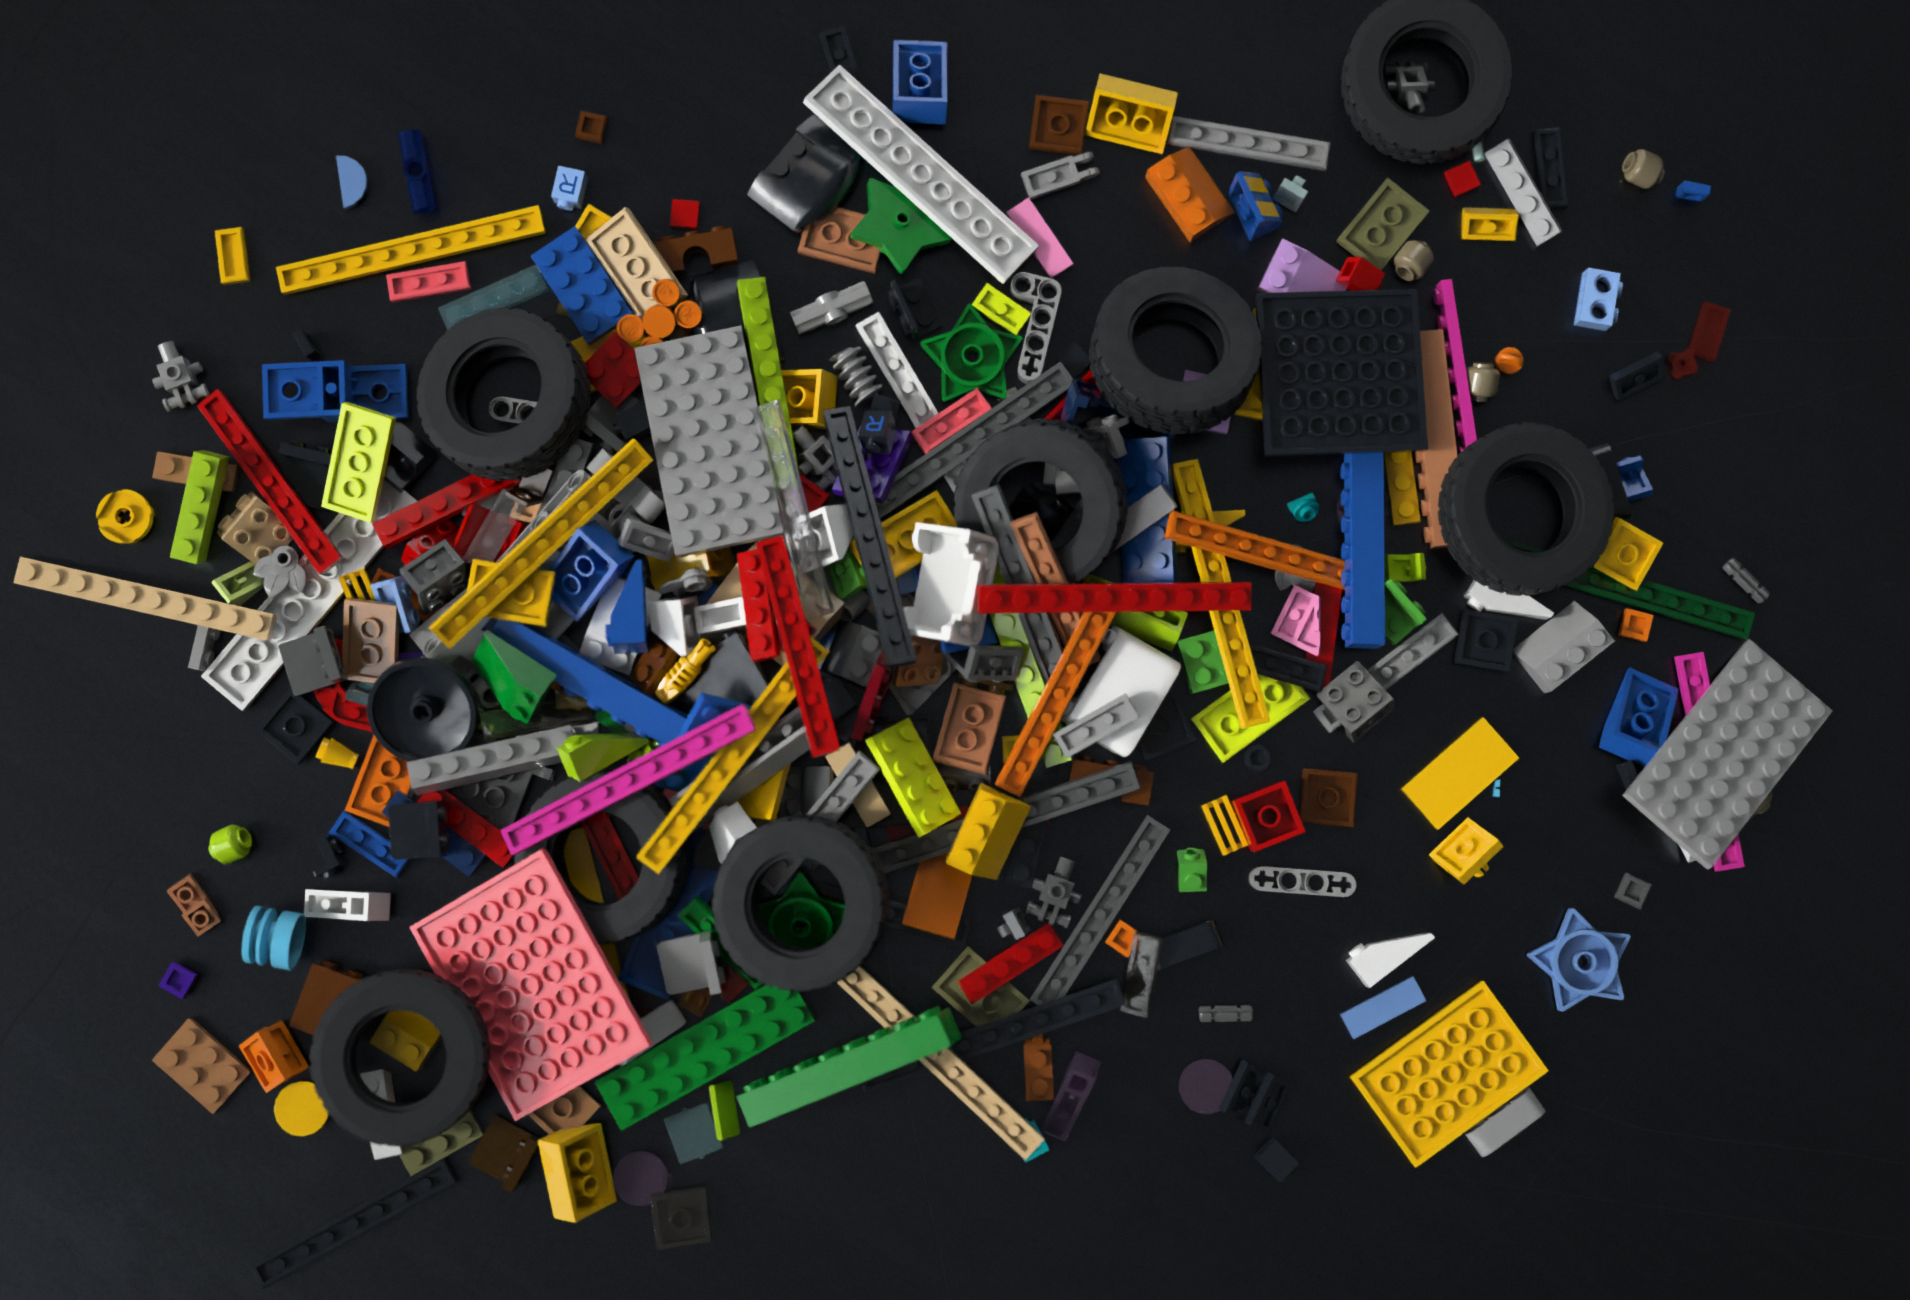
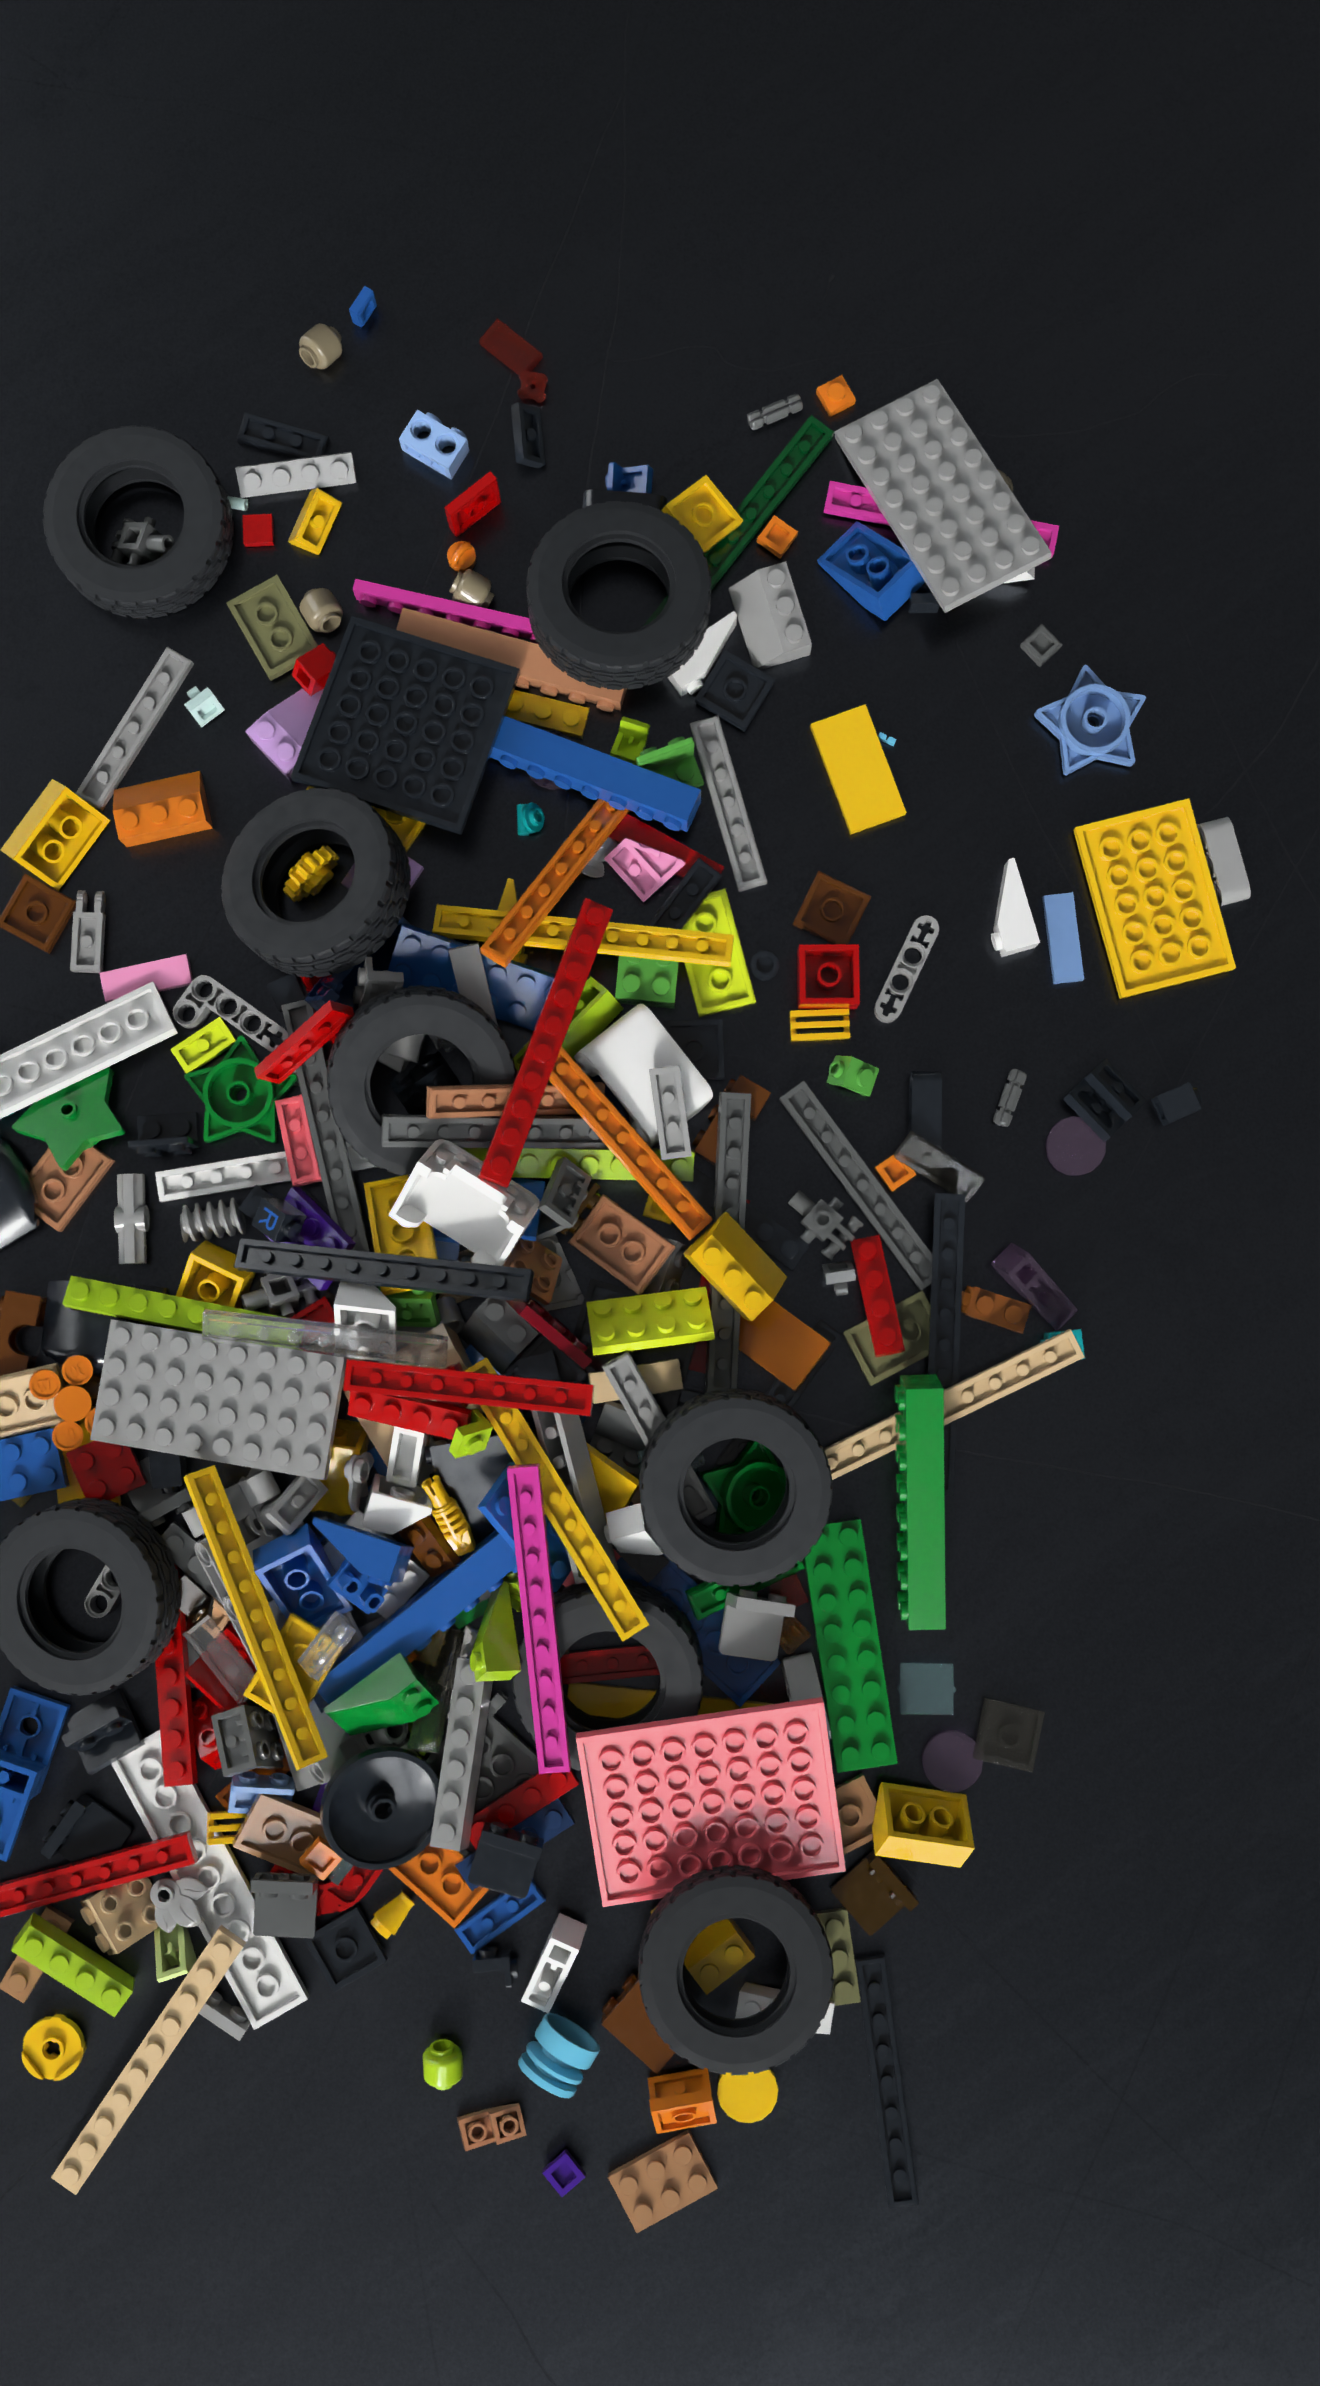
camera: 65 degrees left, 0 degrees up
(358, 462) = (93, 1777): neon yellow plate -> none
(361, 675) = (320, 1858): none -> orange plate
(539, 612) = (327, 1645): none -> clear plate
(595, 618) = (356, 1588): none -> blue hips
(724, 1109) = (915, 1647): lime slope -> none
(757, 665) = (471, 1437): none -> lime bracket
(1035, 394) = (304, 1042): none -> red plate
(1182, 342) = (310, 873): none -> yellow gear
(1254, 205) = (199, 747): blue slope -> none
(1356, 701) = (745, 842): dark grey bracket -> none
(1466, 851) = (939, 792): yellow tile -> none
(1556, 353) = (473, 504): none -> red tile
(1782, 628) = (835, 396): none -> orange plate

